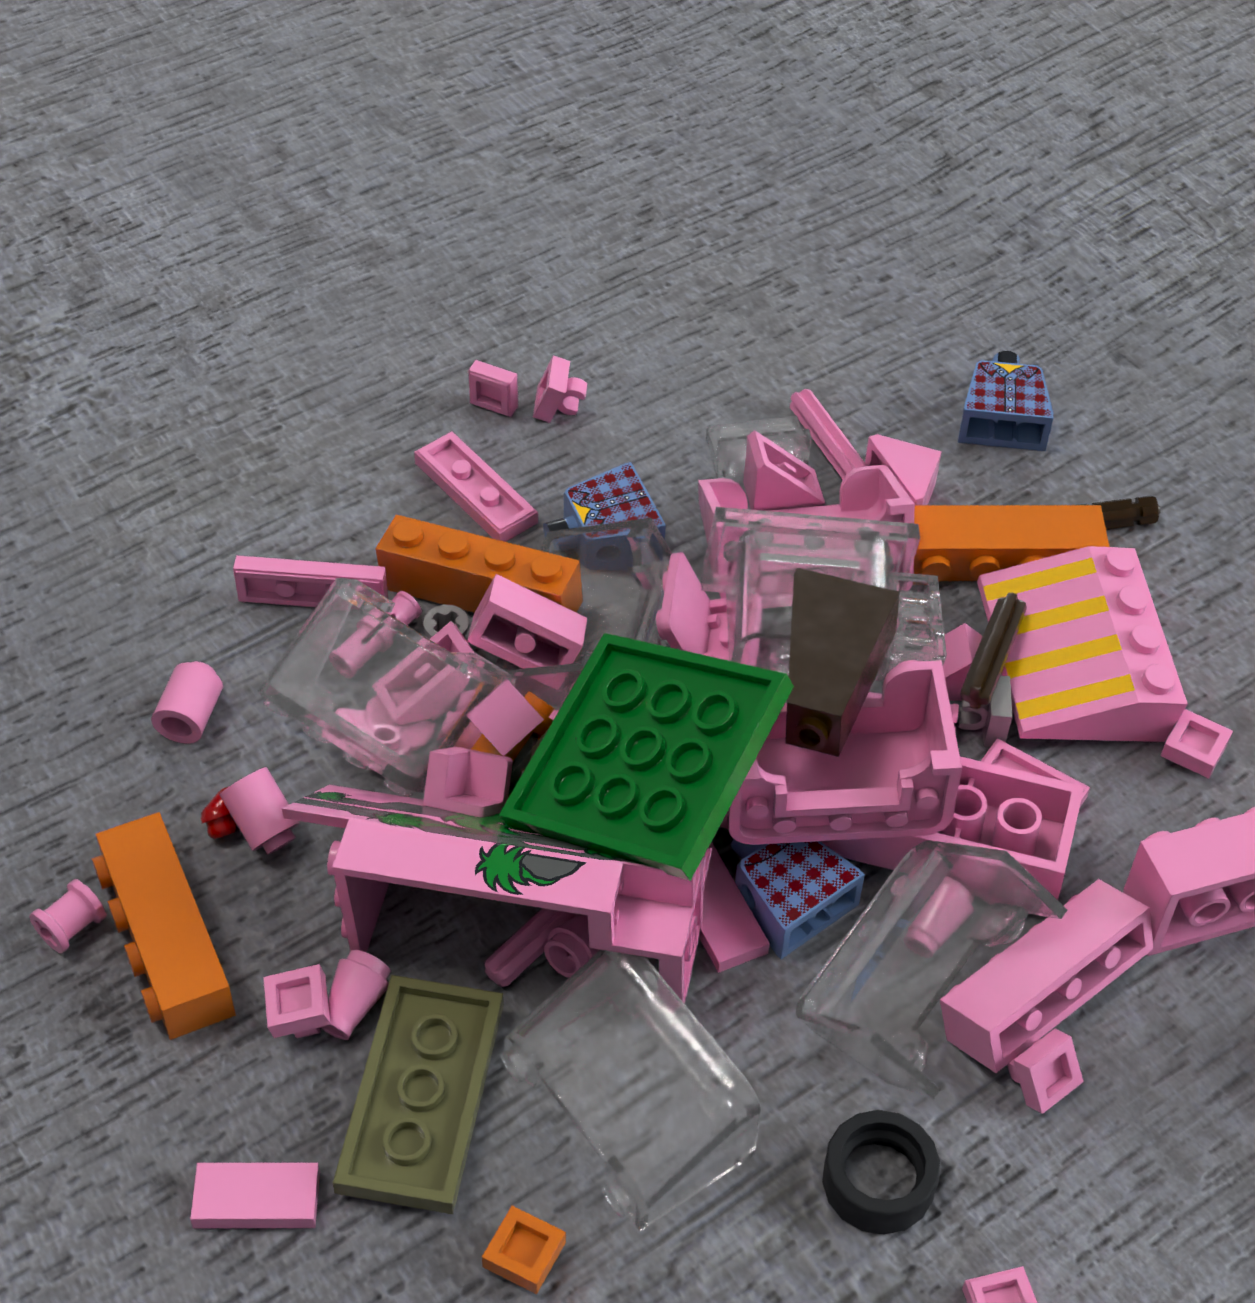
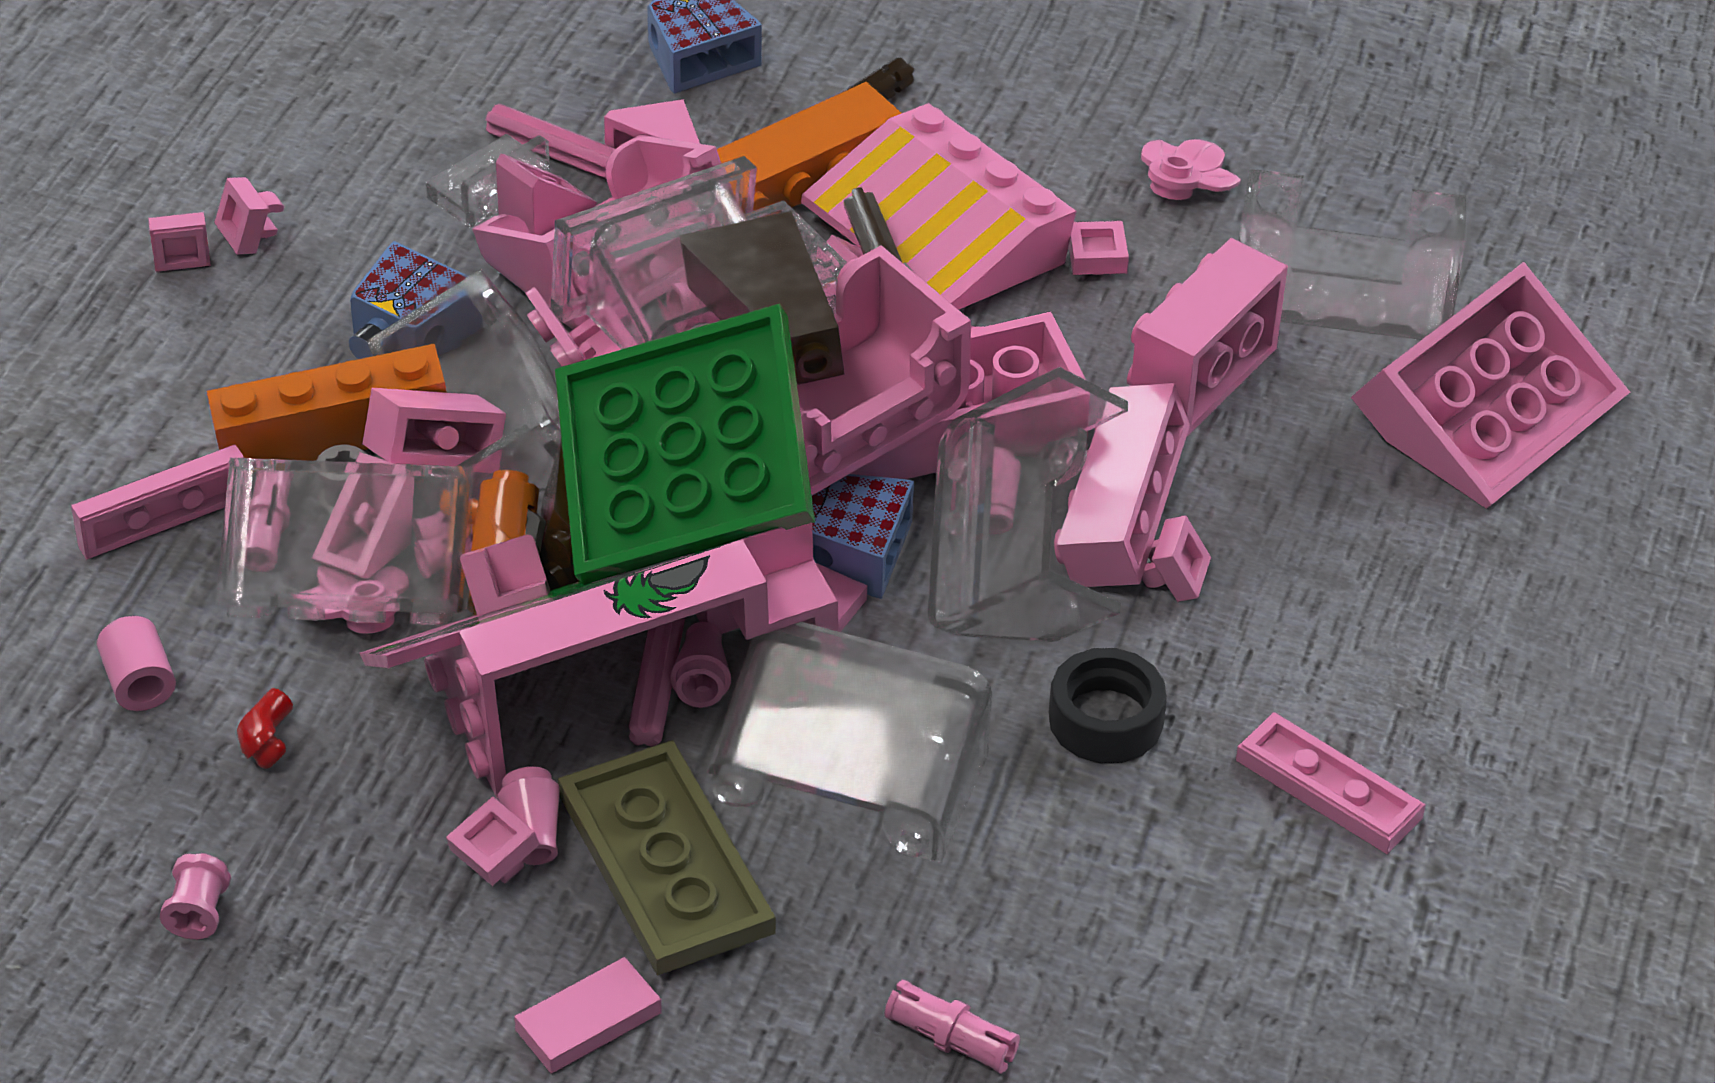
camera: 35 degrees left, 5 degrees down
(165, 927) = (300, 852): orange brick -> none
(257, 810) = (308, 712): bright pink brick -> none
(476, 487) = (236, 342): bright pink tile -> none
(504, 717) = (499, 498): bright pink tile -> none
(524, 1249) = (864, 920): orange plate -> none

